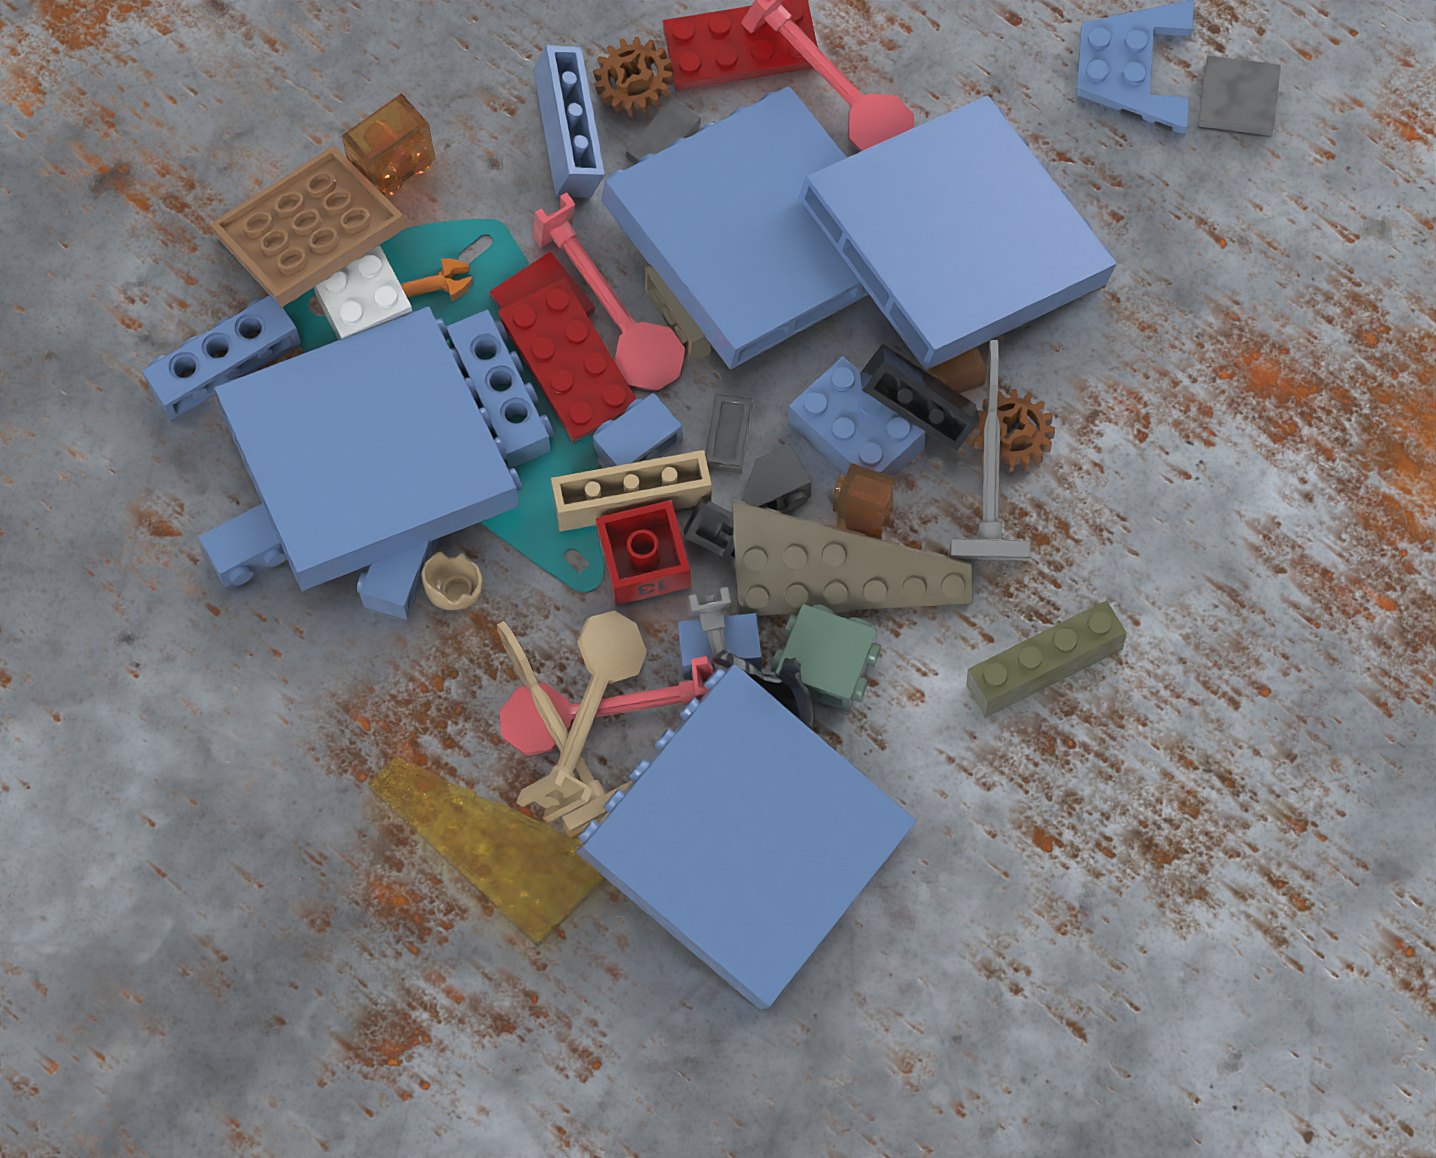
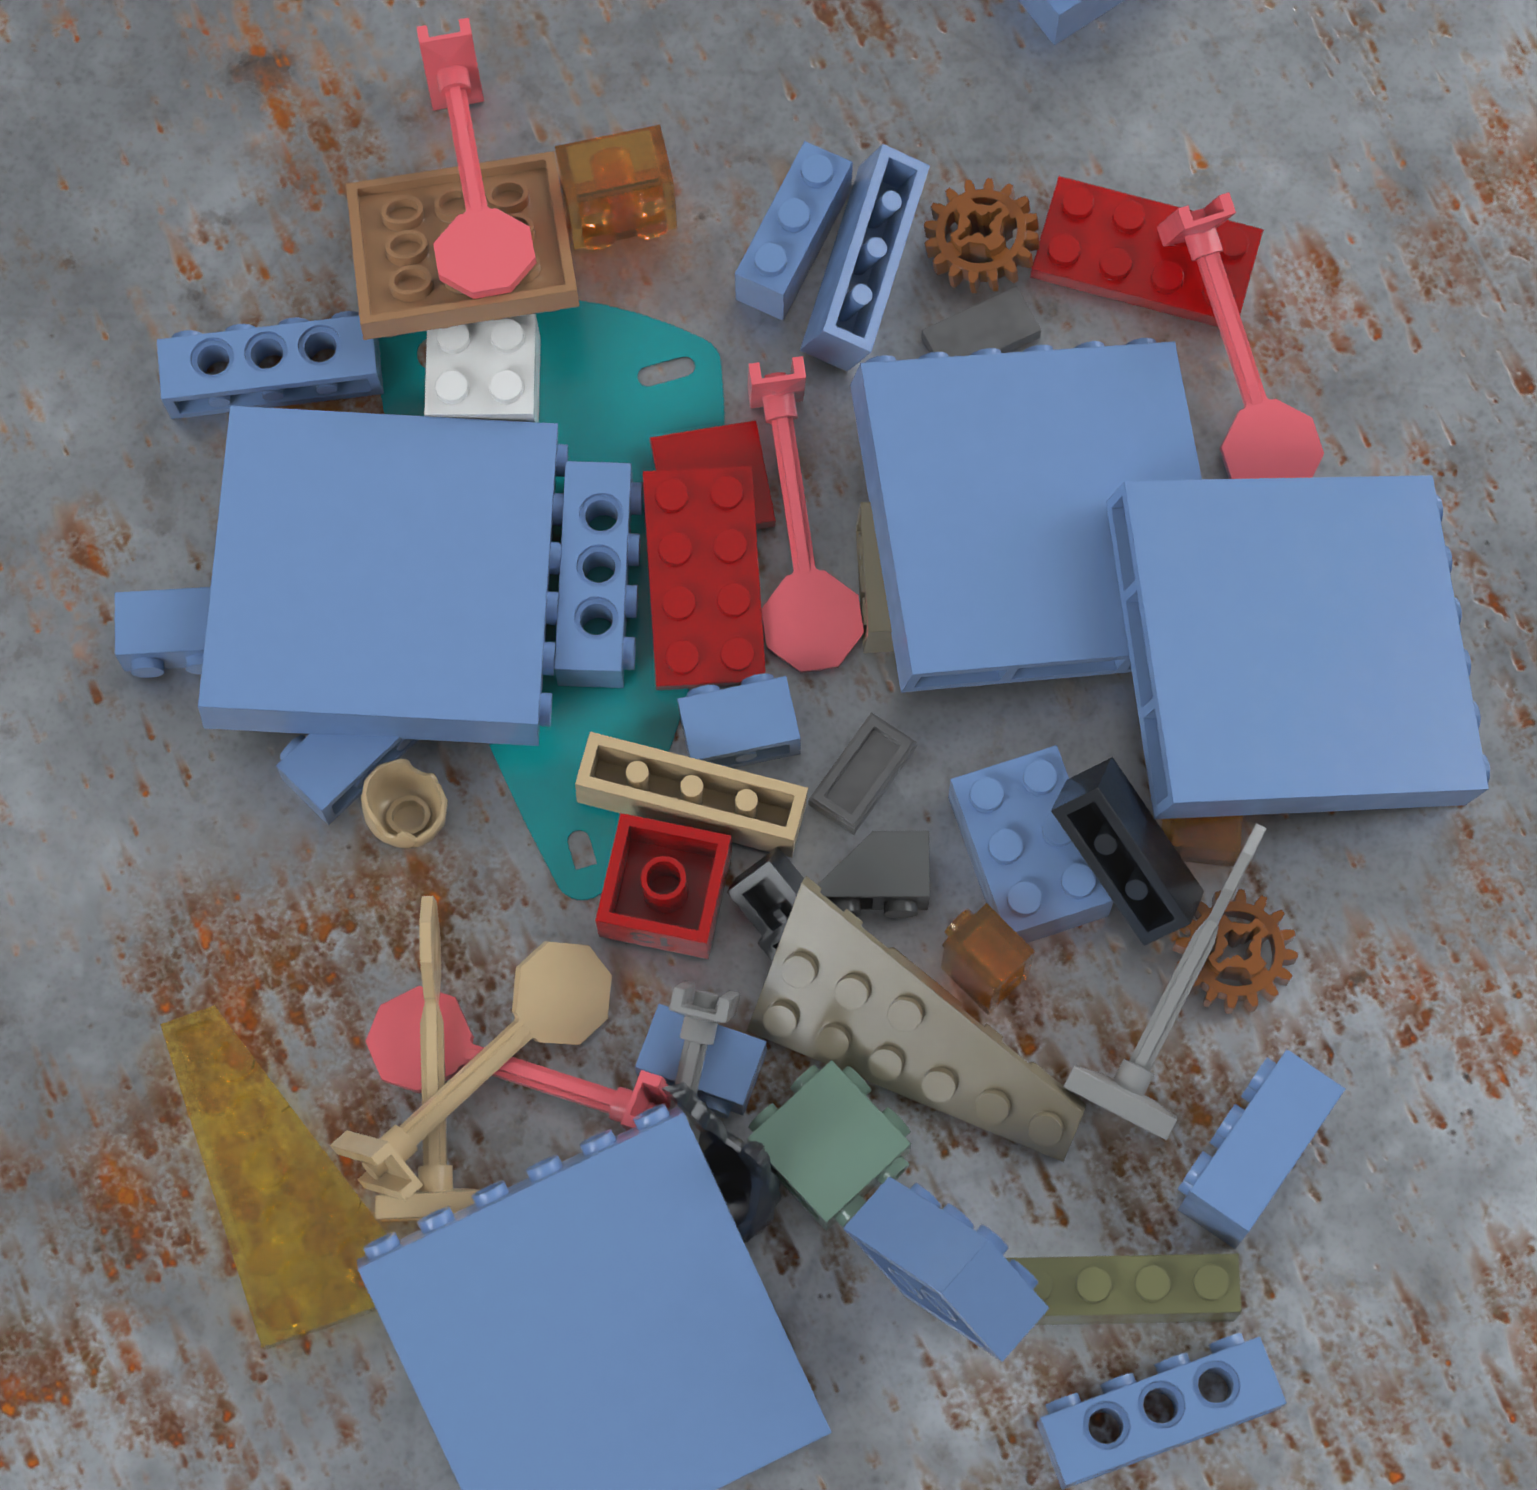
camera: 25 degrees right, 5 degrees up
(326, 217) = (483, 247): none -> coral piece
(442, 281) = (598, 395): orange bar -> none
(513, 126) = (793, 230): none -> medium blue brick
(937, 685) = (948, 1266): none -> medium blue brick
(1073, 766) = (1251, 1394): none -> medium blue brick
(1086, 534) = (1257, 1147): none -> medium blue brick

